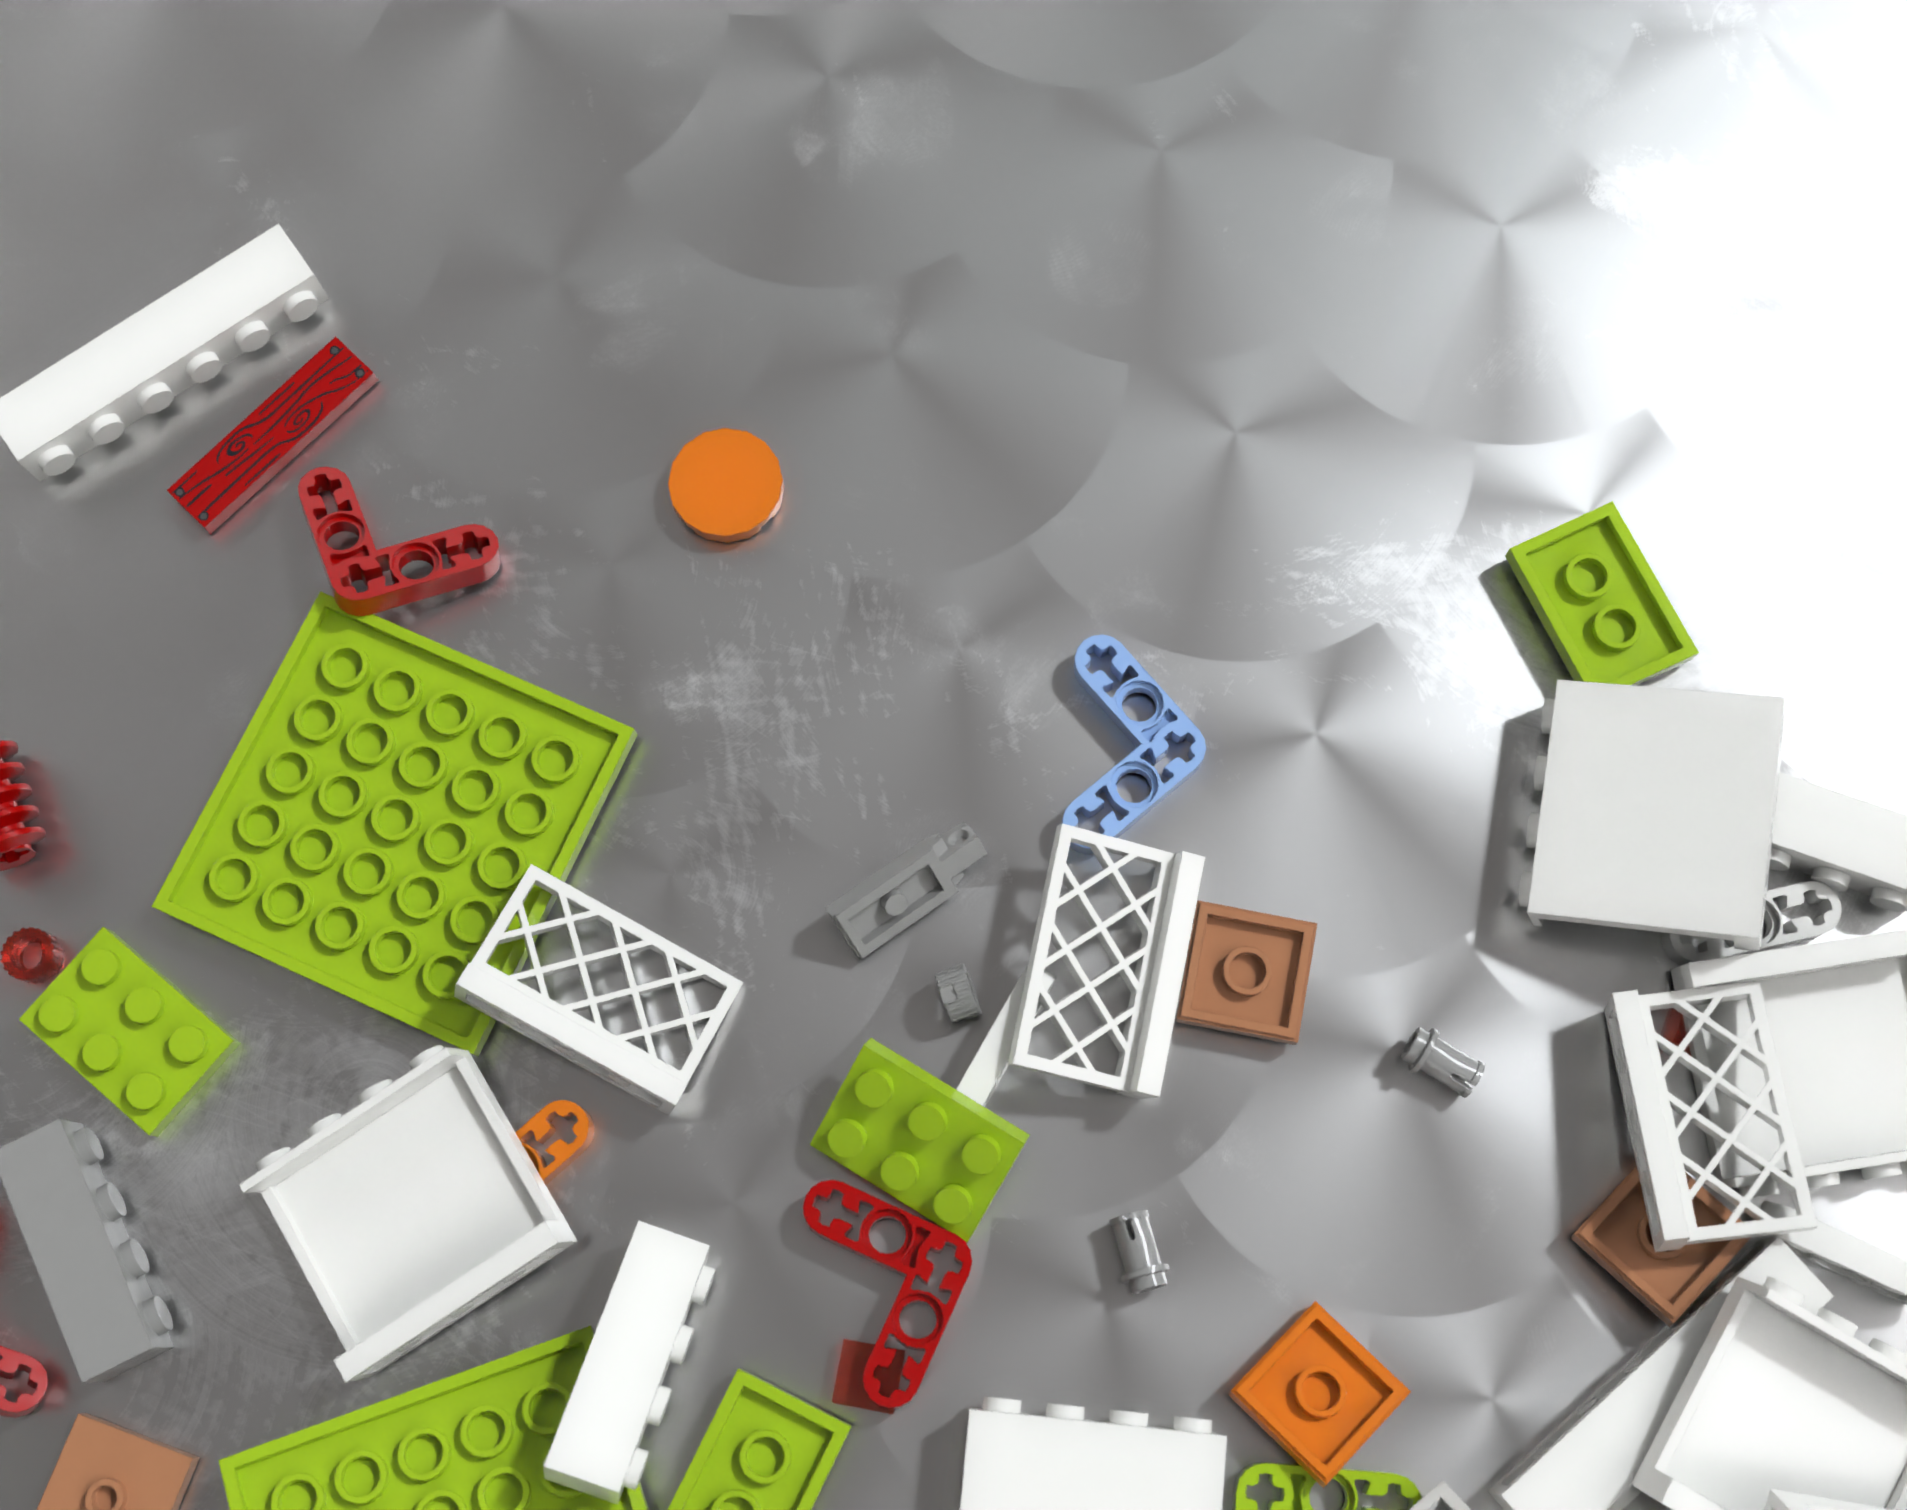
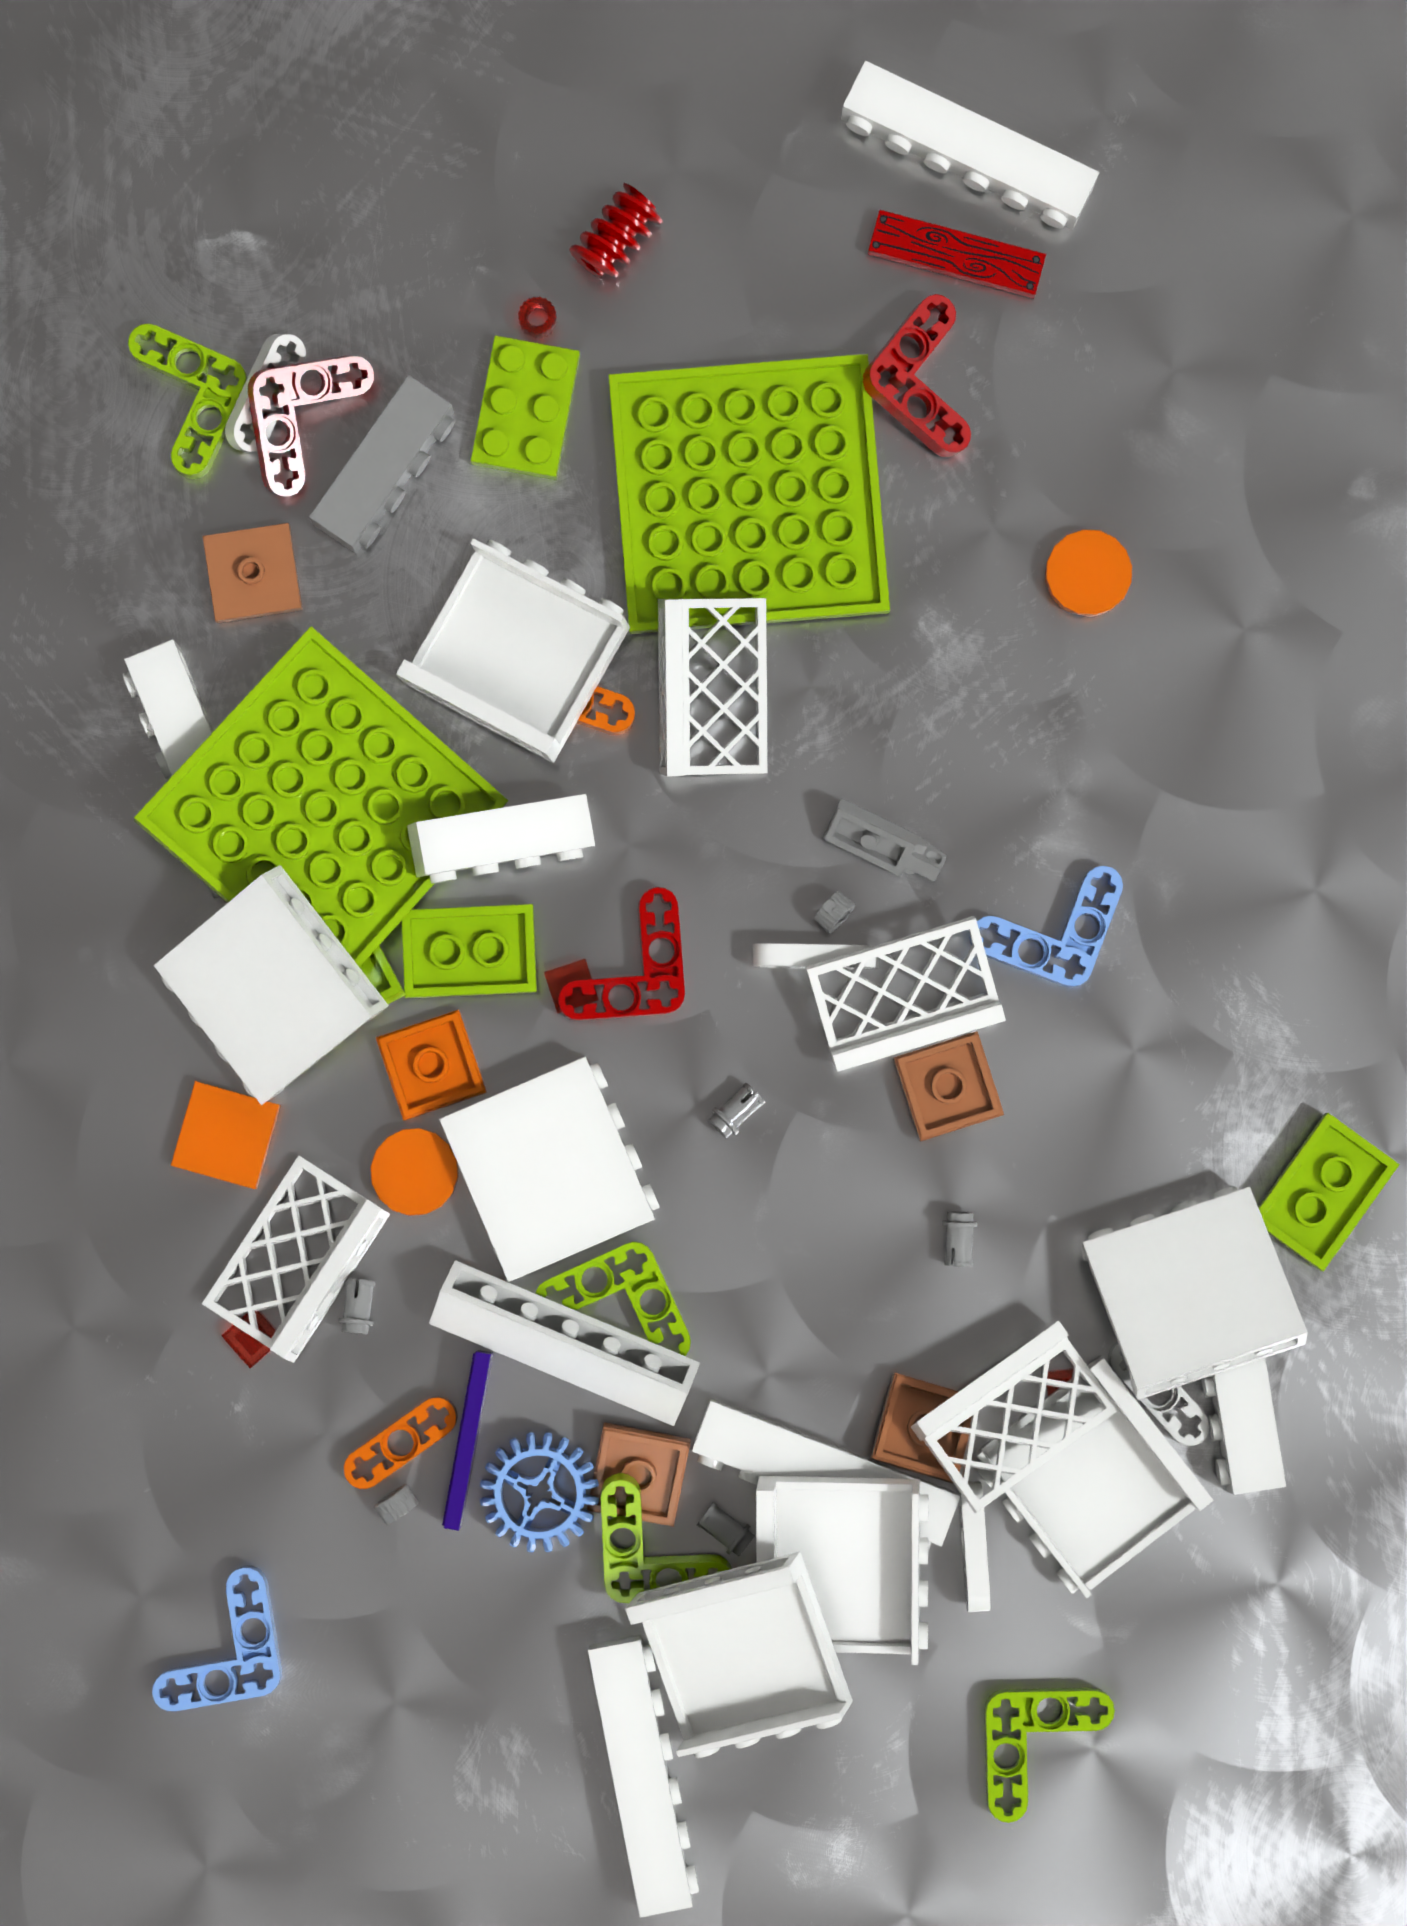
camera: 55 degrees right, 10 degrees up
(919, 1139) = (729, 937): lime plate -> none
(1319, 1394) = (711, 1264): orange tile -> none

